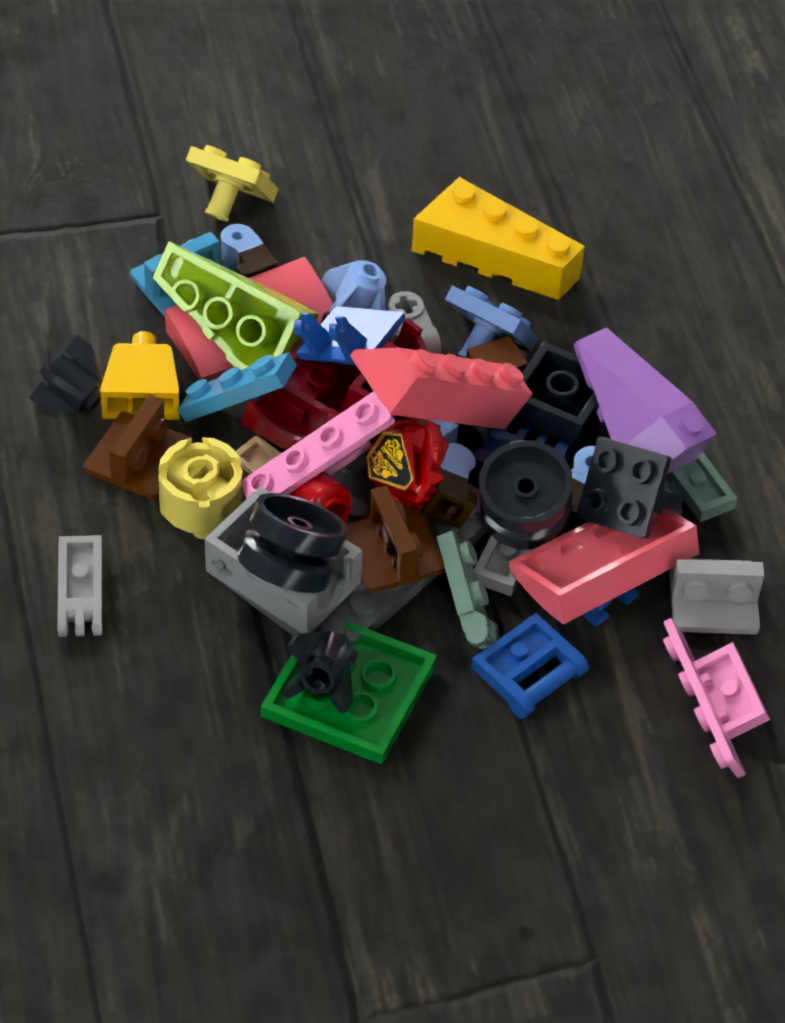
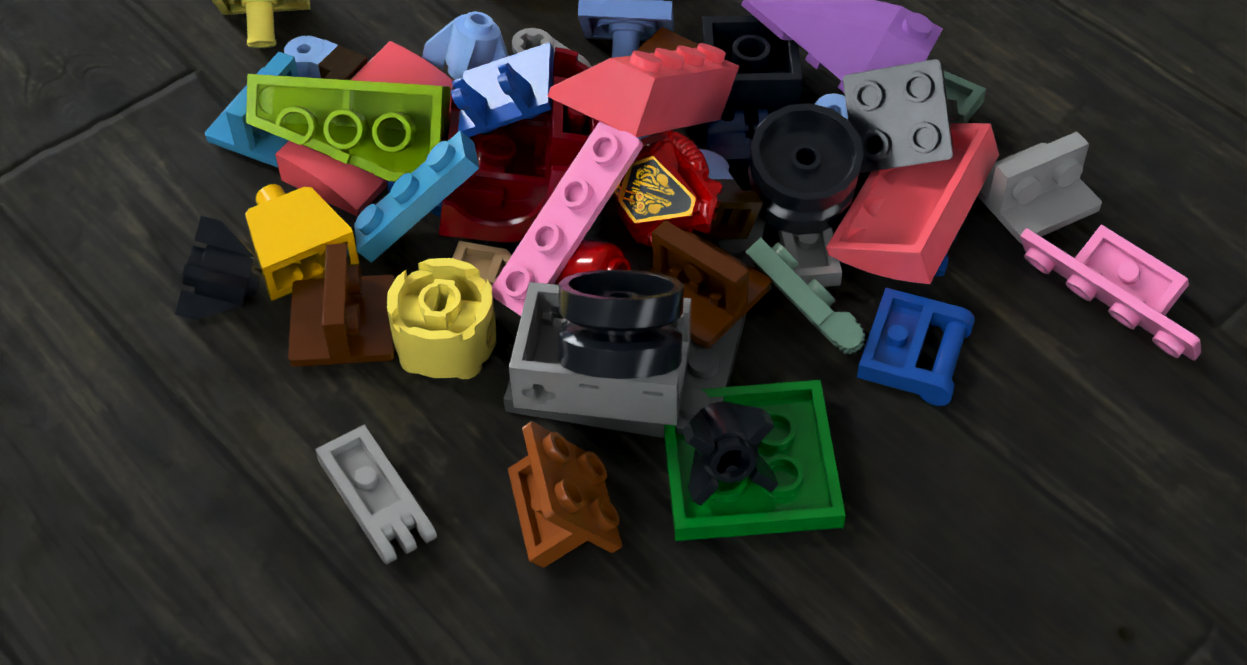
camera: 25 degrees left, 0 degrees up
(201, 647) = (561, 497): none -> dark orange bracket

